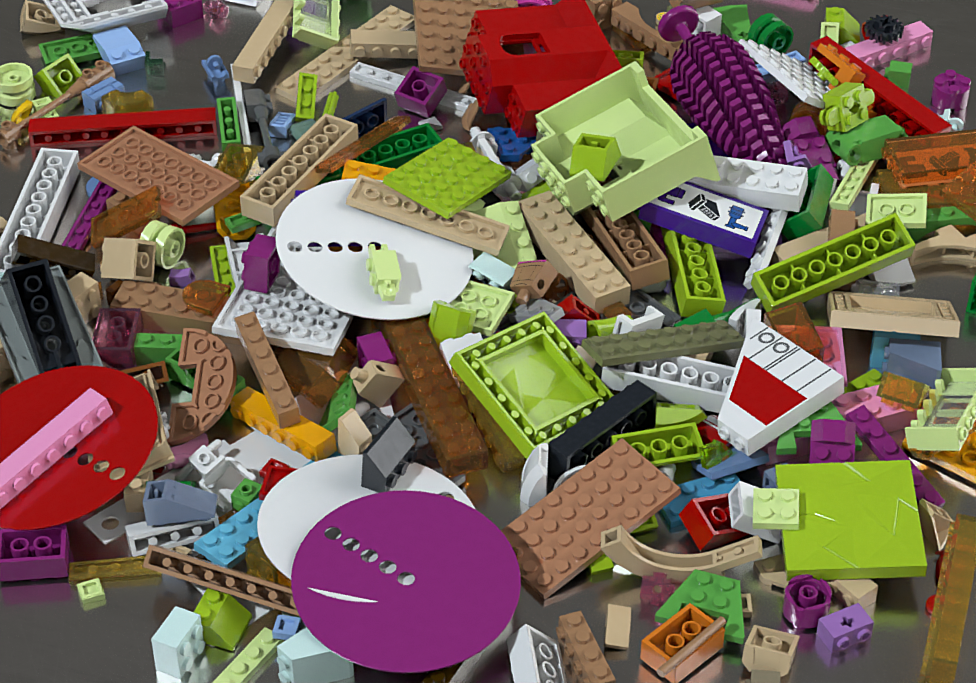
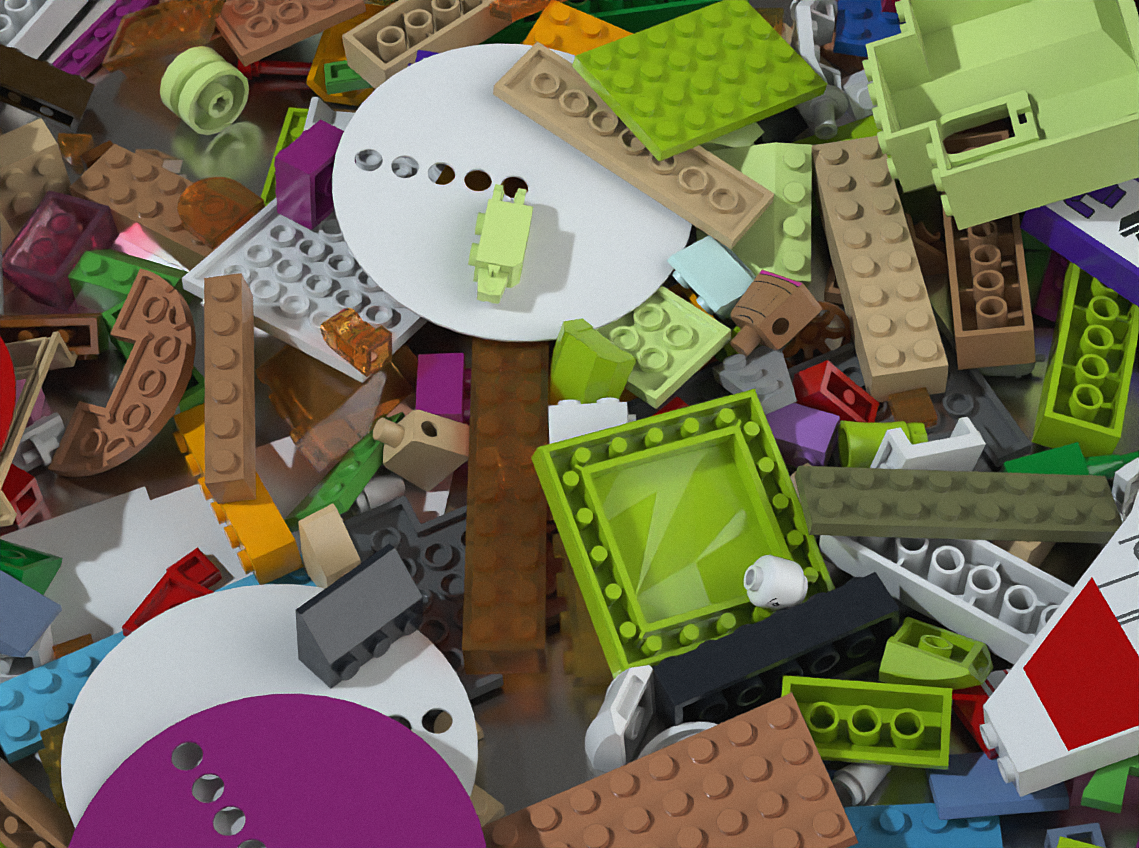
camera: 25 degrees right, 10 degrees up
(128, 259) = (136, 109): tan slope -> none
(181, 277) = (218, 156): medium lavender piece -> none
(185, 450) = (74, 501): bright pink arm -> none
(211, 468) = (83, 550): white piece -> none
(245, 494) = (112, 612): bright green brick -> none
(326, 334) = (356, 340): none -> clear orange leg
(590, 395) = (775, 583): none -> white head
(595, 154) = (972, 92): lime slope -> none
(714, 454) = (963, 766): clear neon green slope -> none

